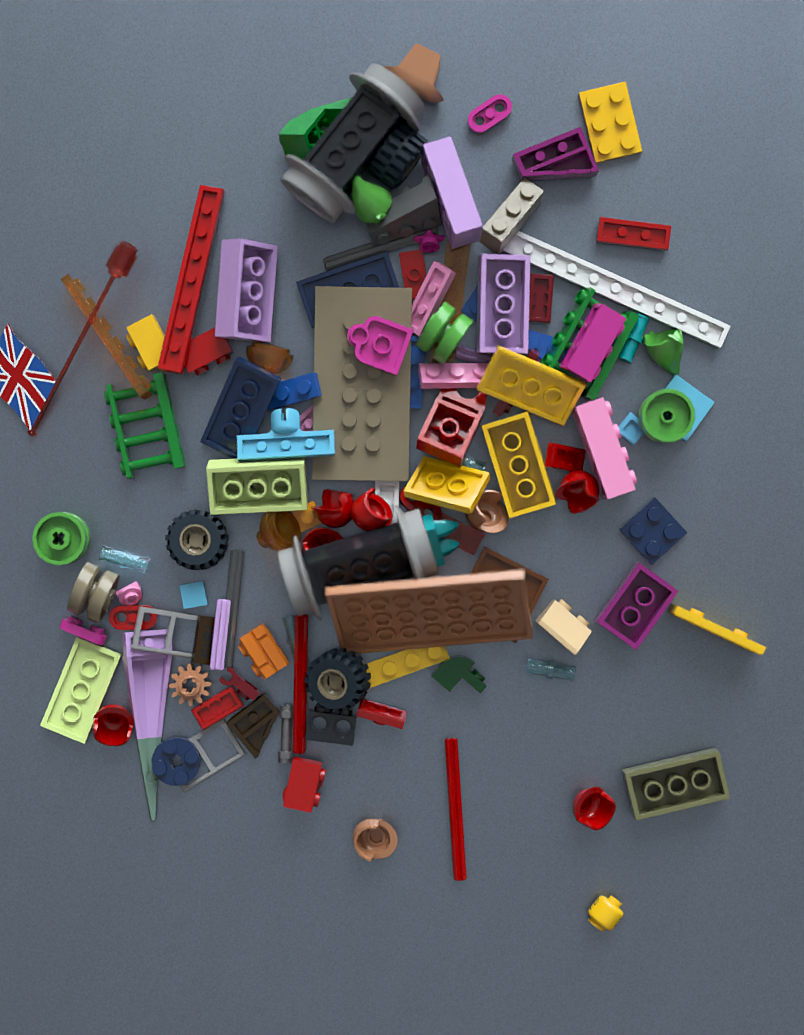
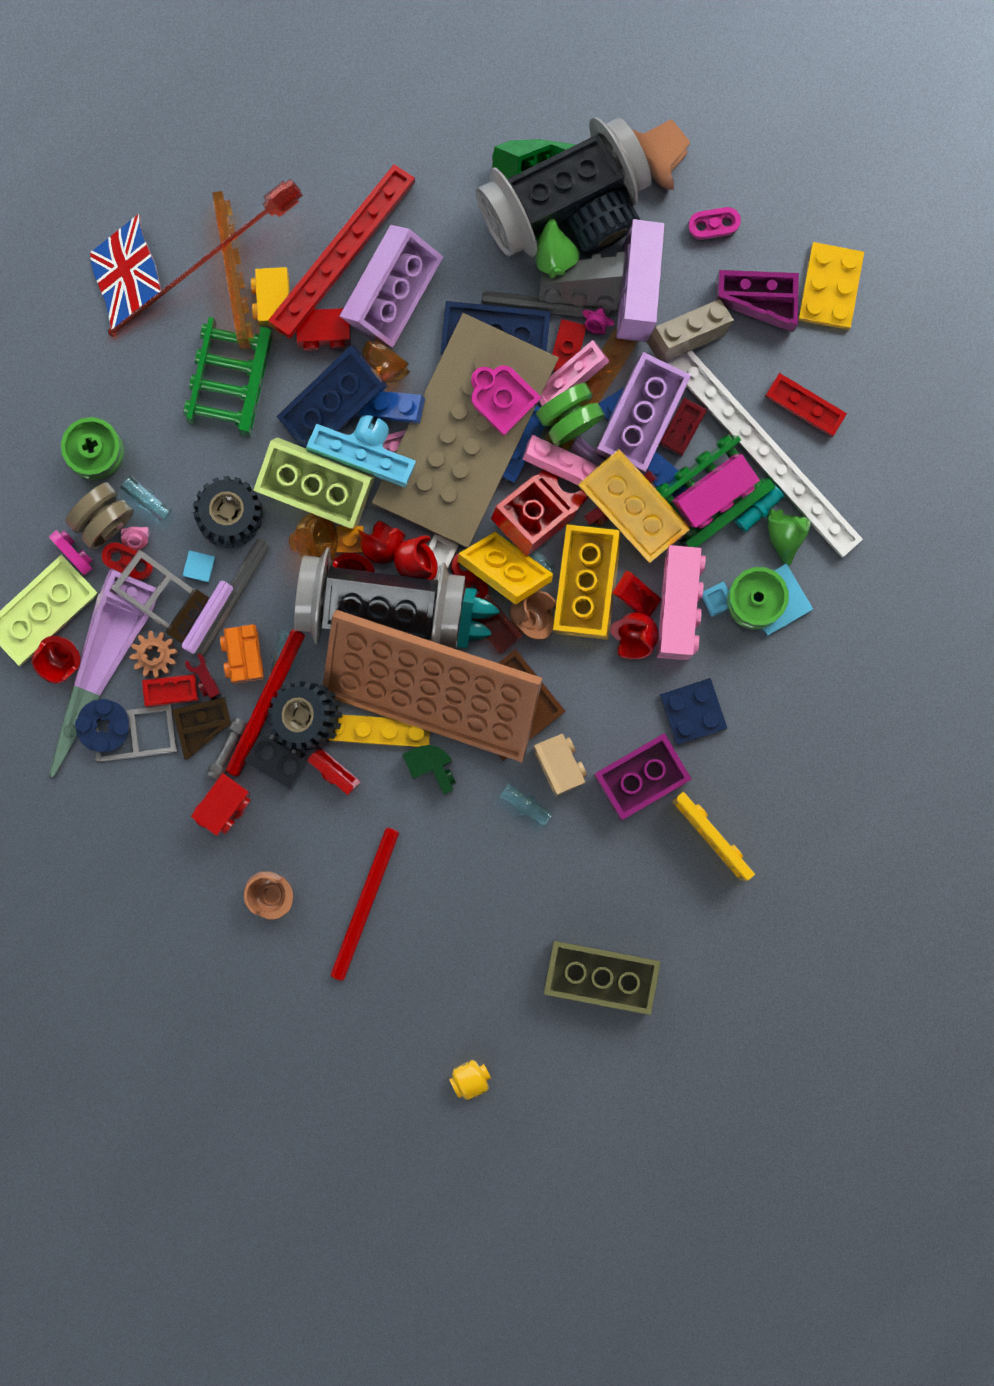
camera: 15 degrees right, 5 degrees down
(593, 808) = (506, 964): red helmet -> none

